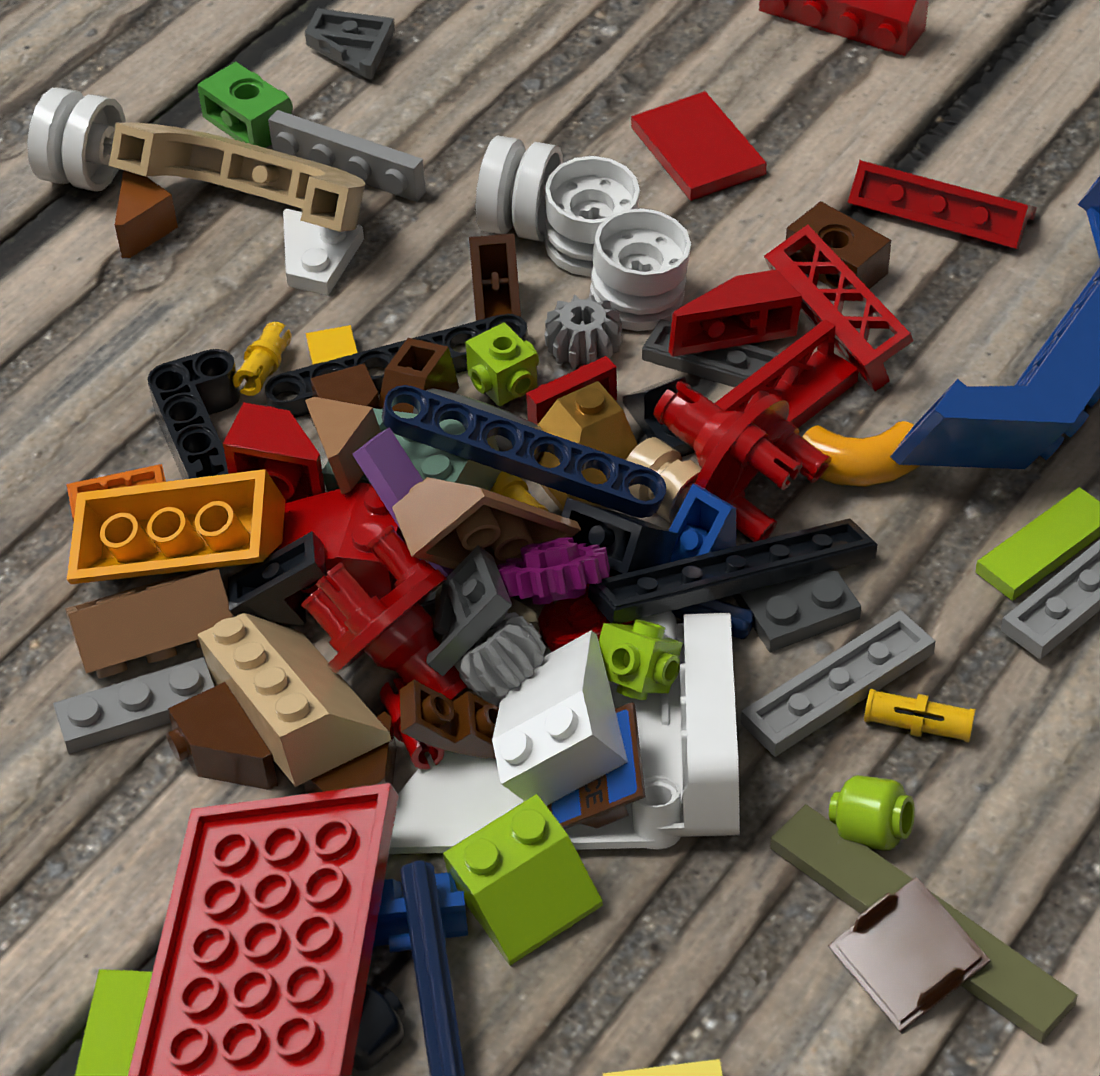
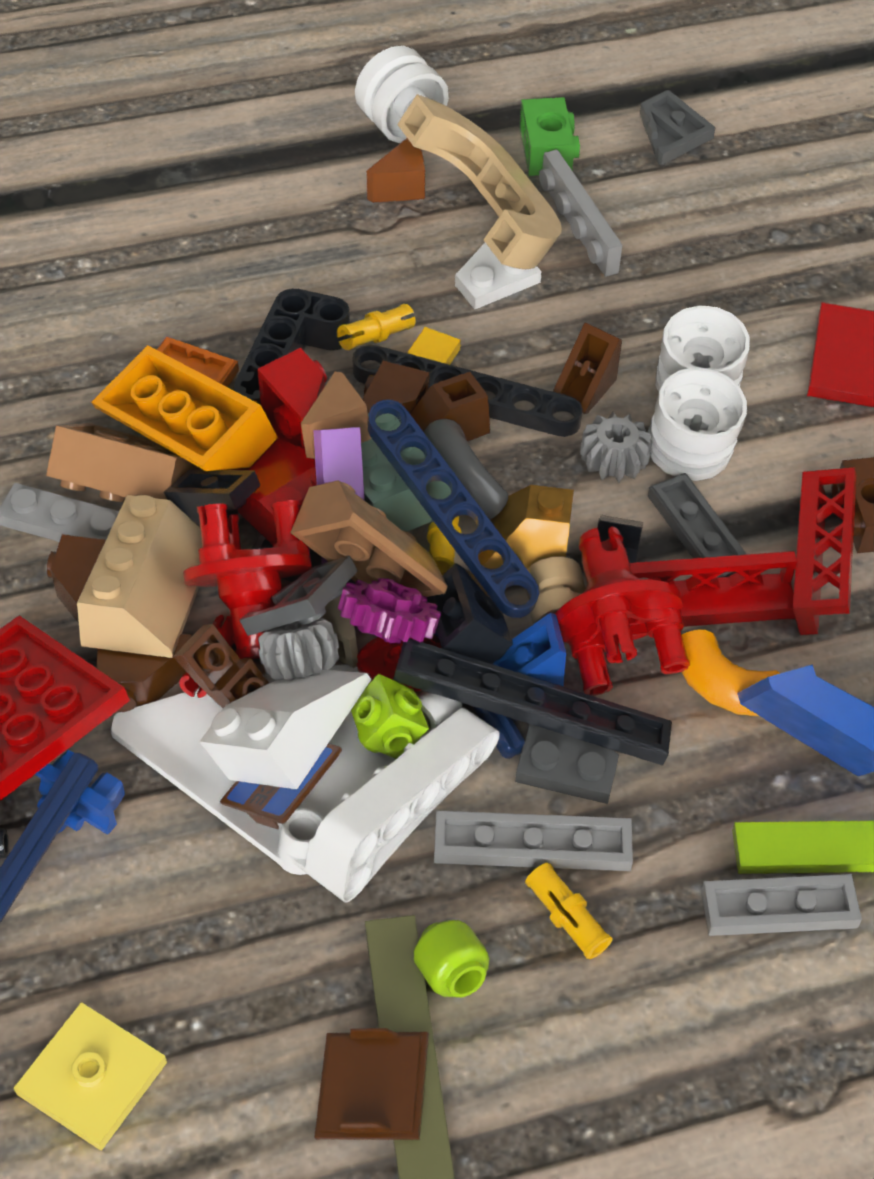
camera: 35 degrees right, 5 degrees up
(502, 364) = (529, 443): lime brick -> none
(514, 187) = (657, 295): white wheel -> none
(522, 879) = (162, 821): lime slope -> none
(545, 395) = (586, 486): red plate -> none
(736, 314) = (735, 503): red slope -> none

